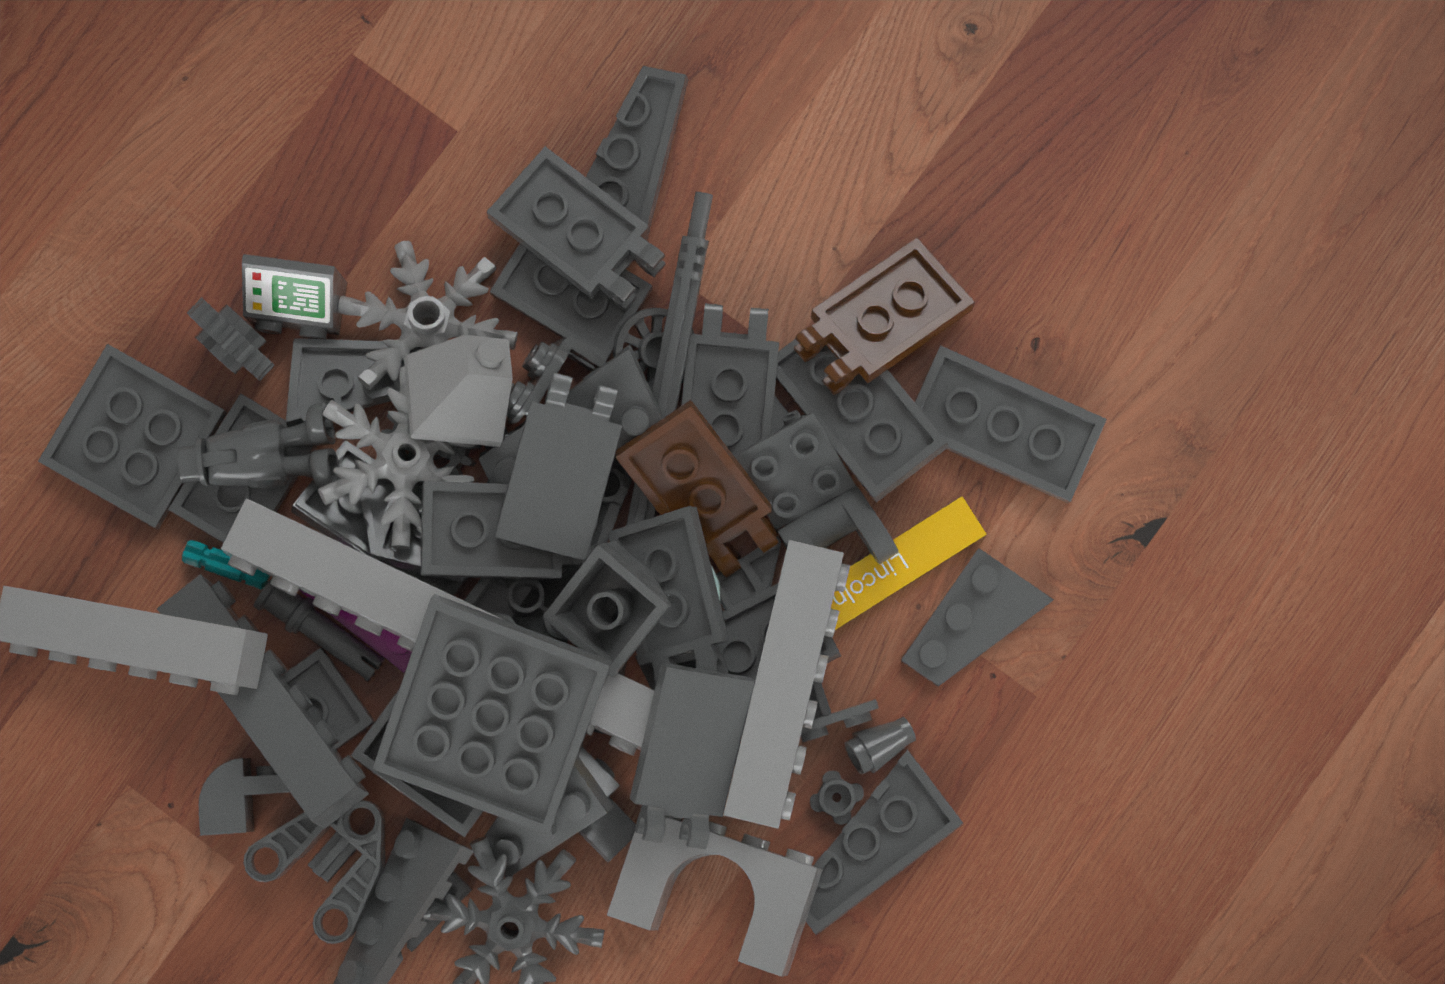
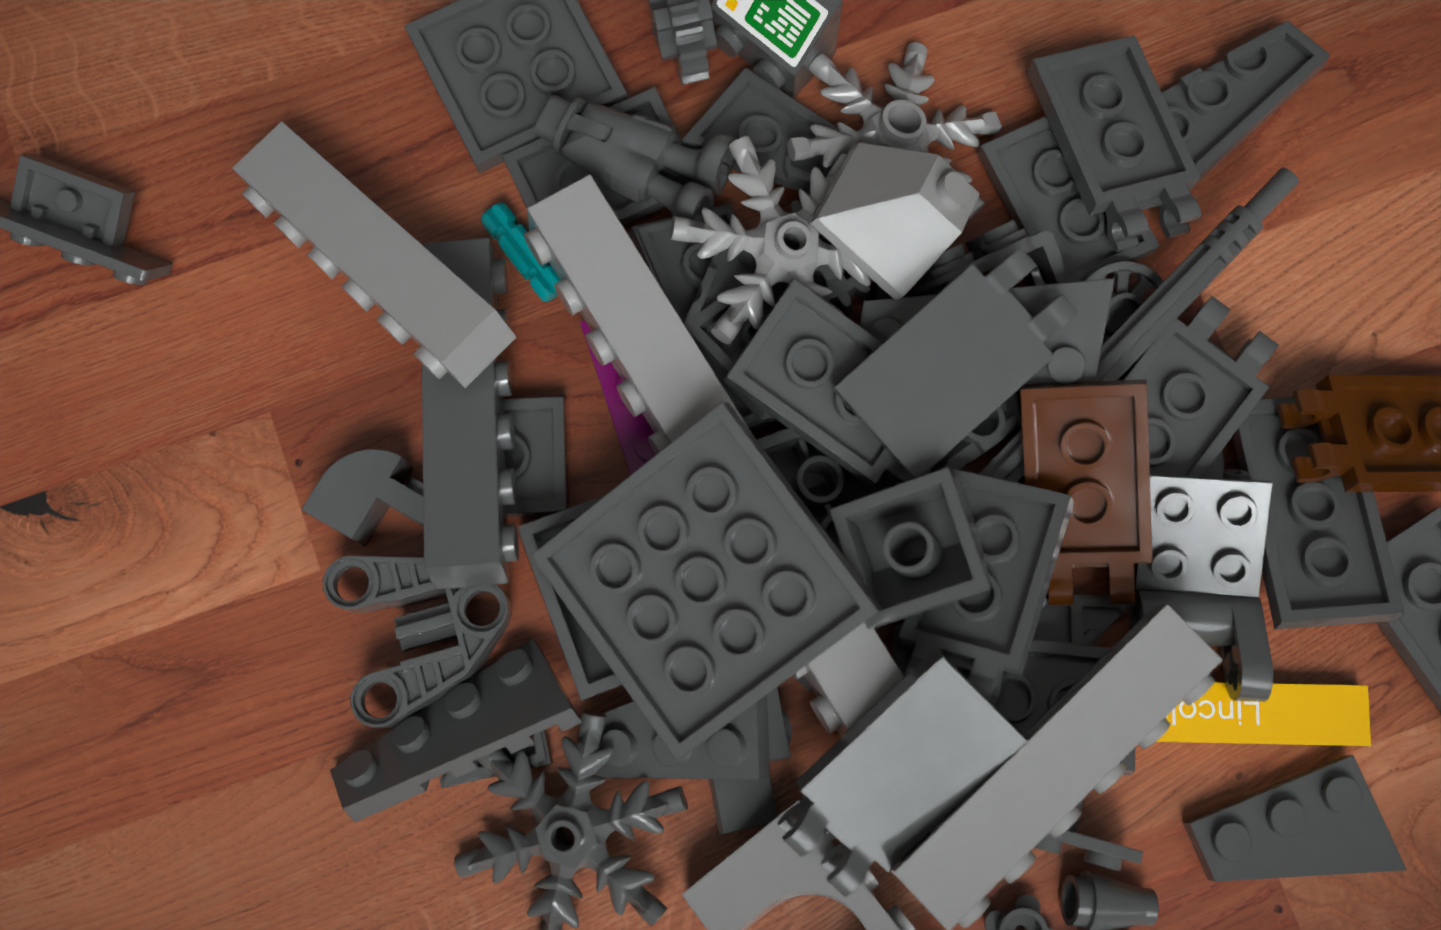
camera: 30 degrees right, 5 degrees down
(300, 615) = (565, 353): dark grey pin -> none

